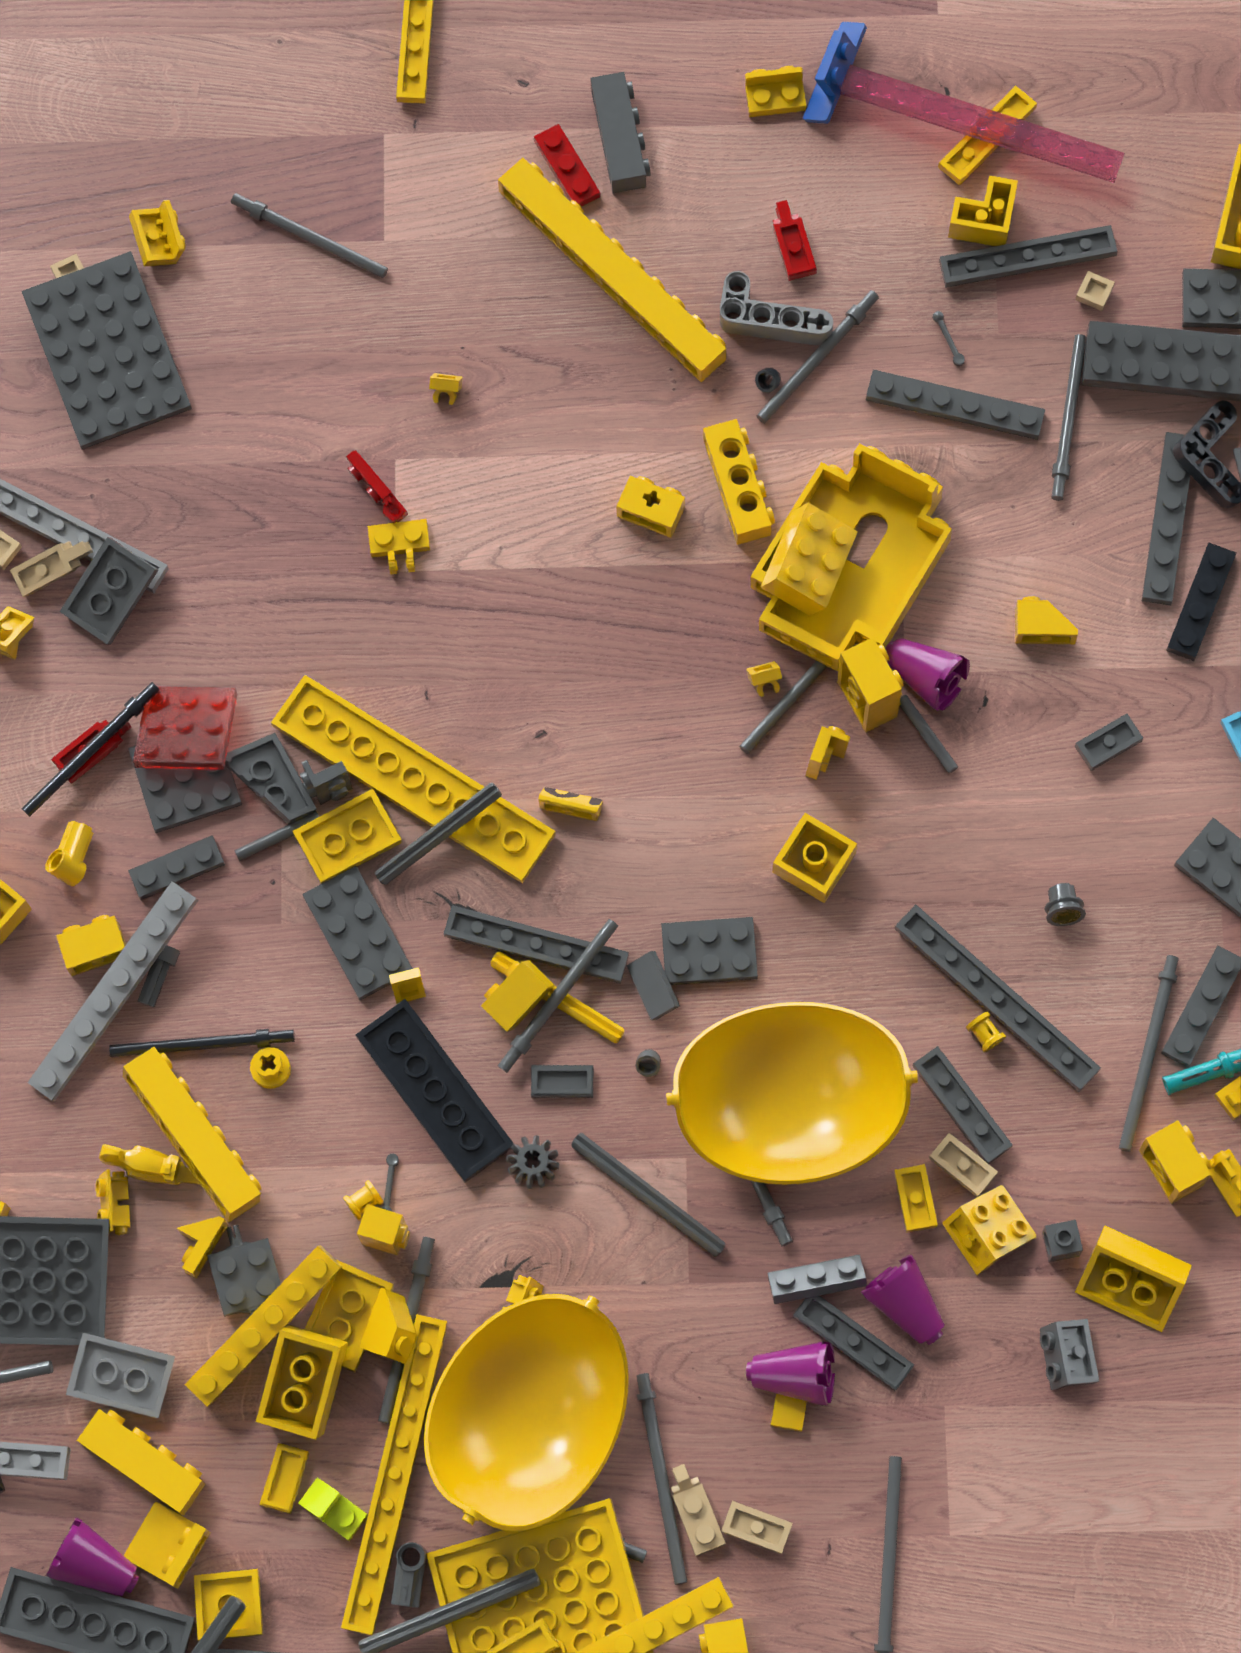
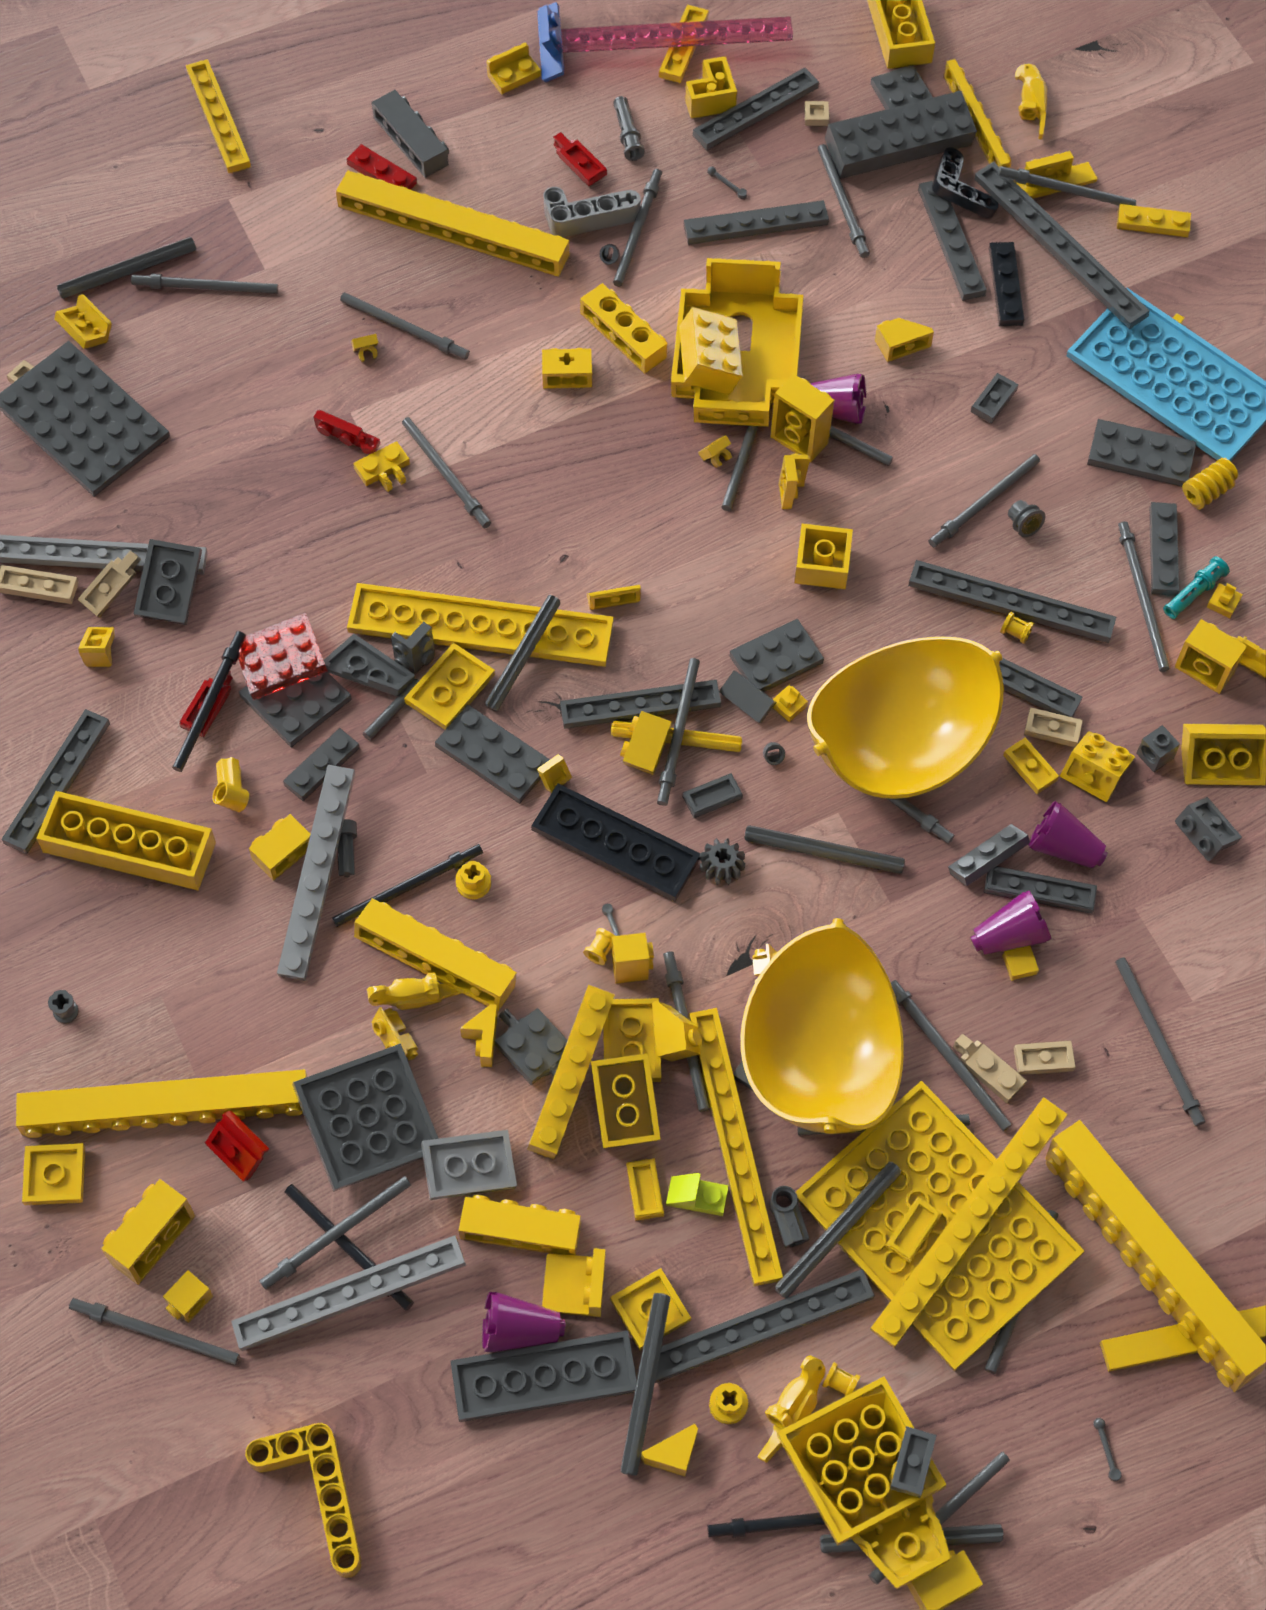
camera: 30 degrees left, 10 degrees down
(235, 179) = (126, 267): none -> dark grey axle
(470, 631) = (471, 505): none -> dark grey bar
(533, 419) = (444, 344): none -> dark grey bar
(695, 1011) = (789, 703): none -> yellow tile
(865, 234) = (629, 135): none -> dark grey pin
(976, 880) = (951, 527): none -> dark grey bar

